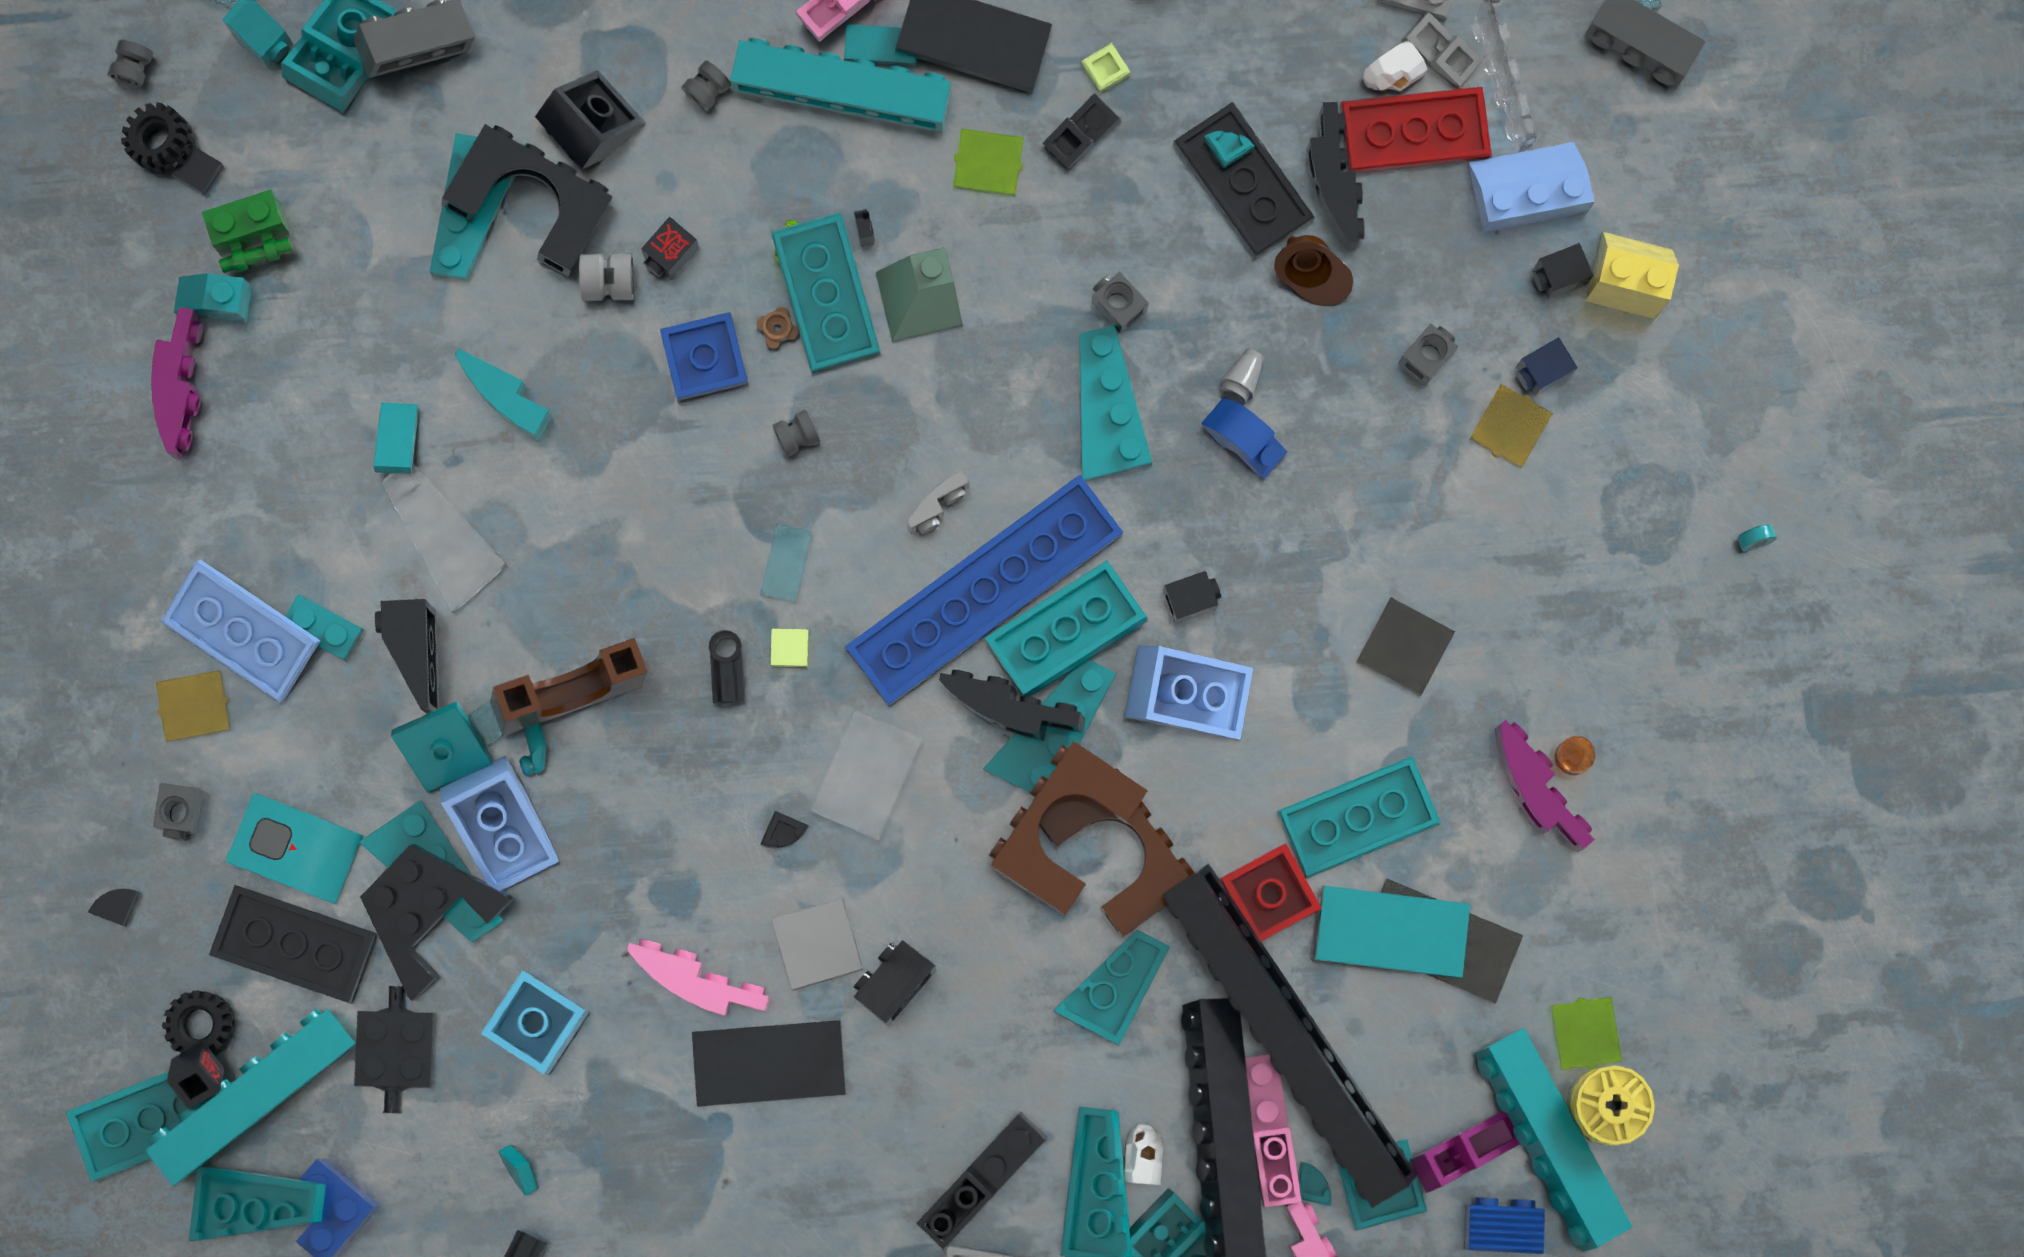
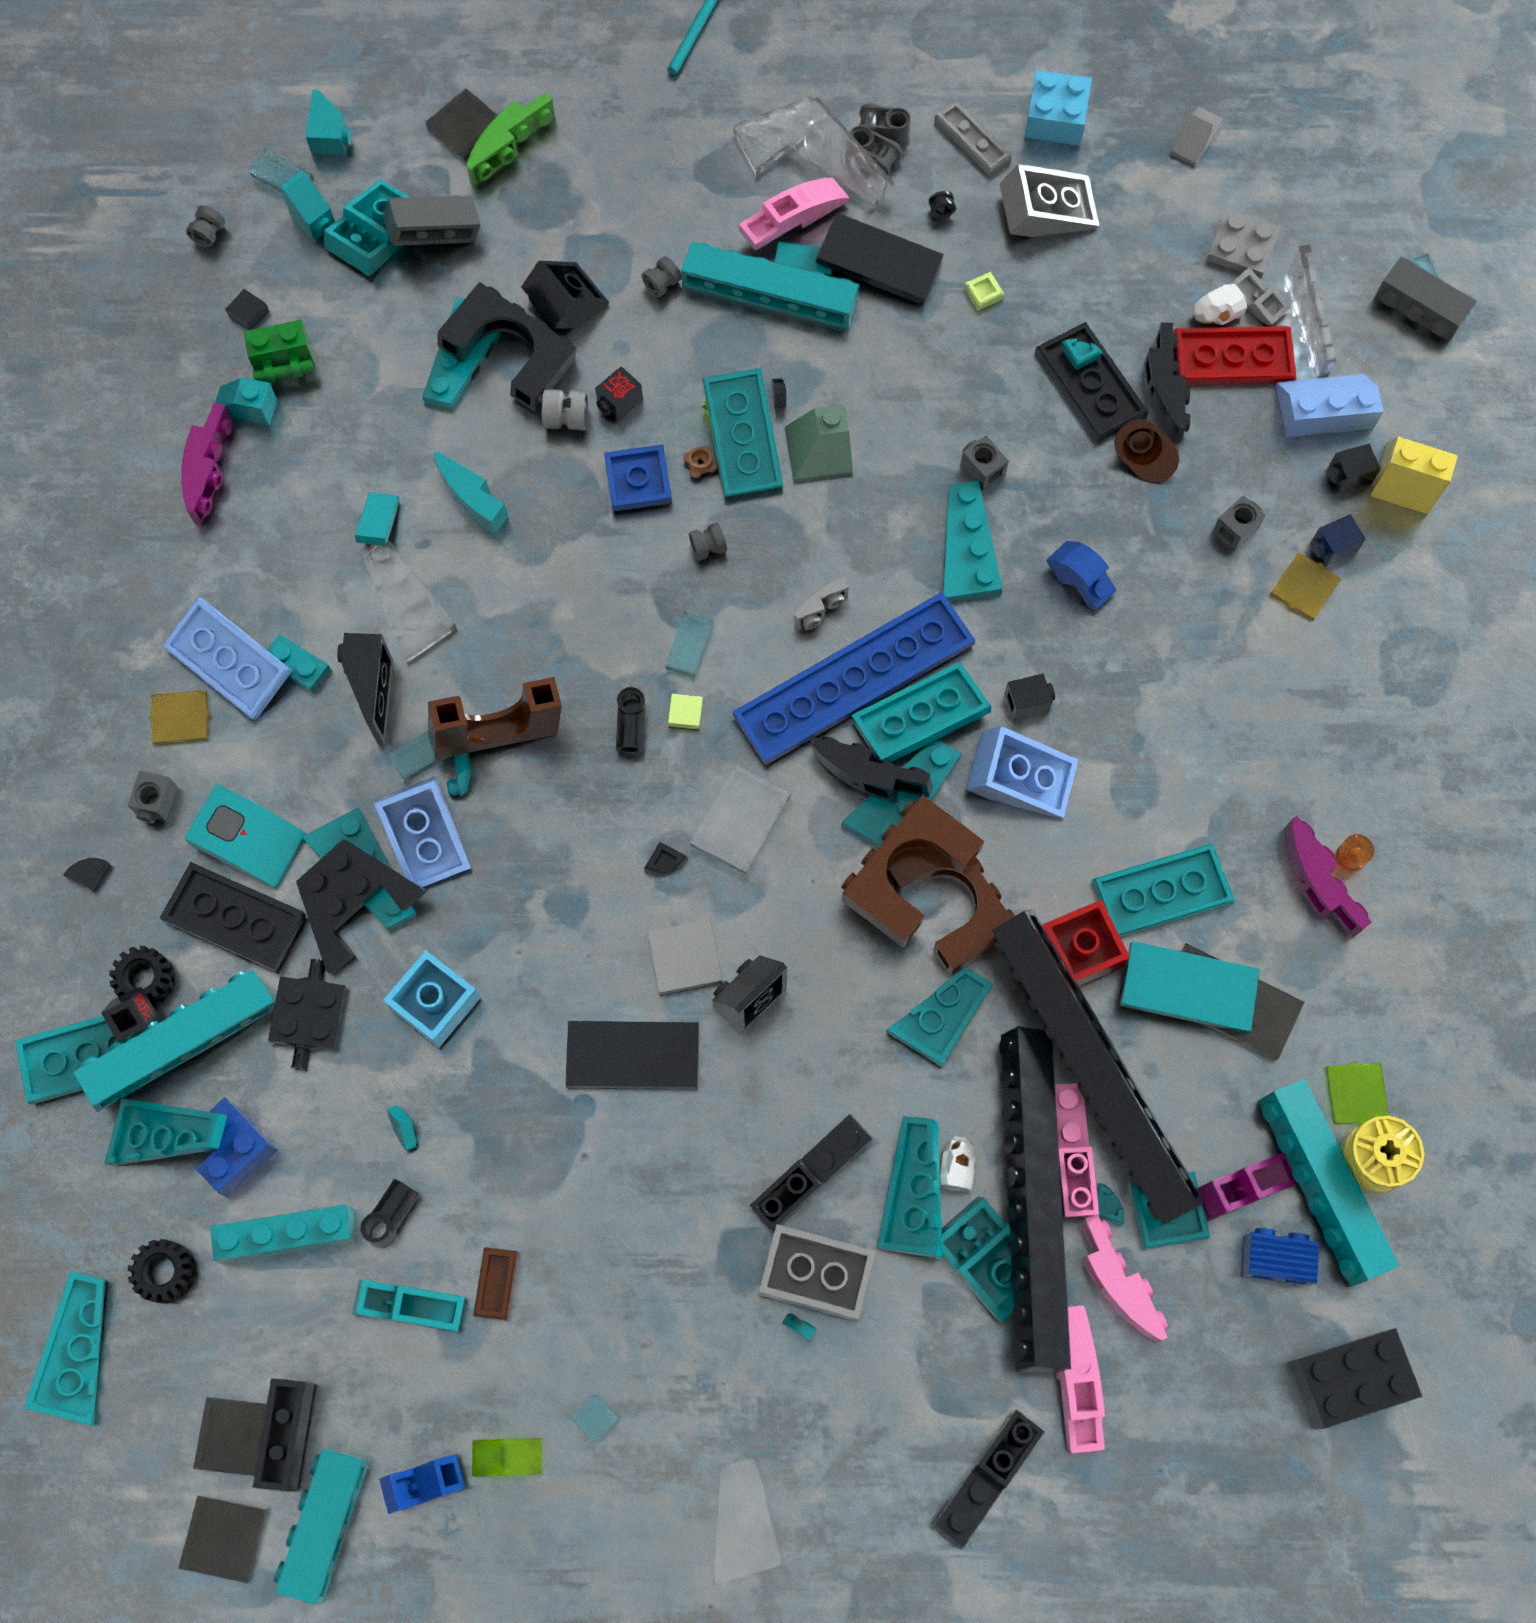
camera: 10 degrees right, 10 degrees down
(145, 125) = (222, 291): black tyre -> none
(442, 746) = (381, 761): teal plate -> none
(682, 977) = (564, 972): bright pink slope -> none
(988, 162) = (883, 353): clear neon green piece -> none
(1082, 131) = (962, 335): black slope -> none
(1242, 378) = (1083, 527): light grey cone -> none
(1405, 646) = (1209, 754): clear smoke tile -> none
(1757, 537) = (1514, 689): teal tile -> none

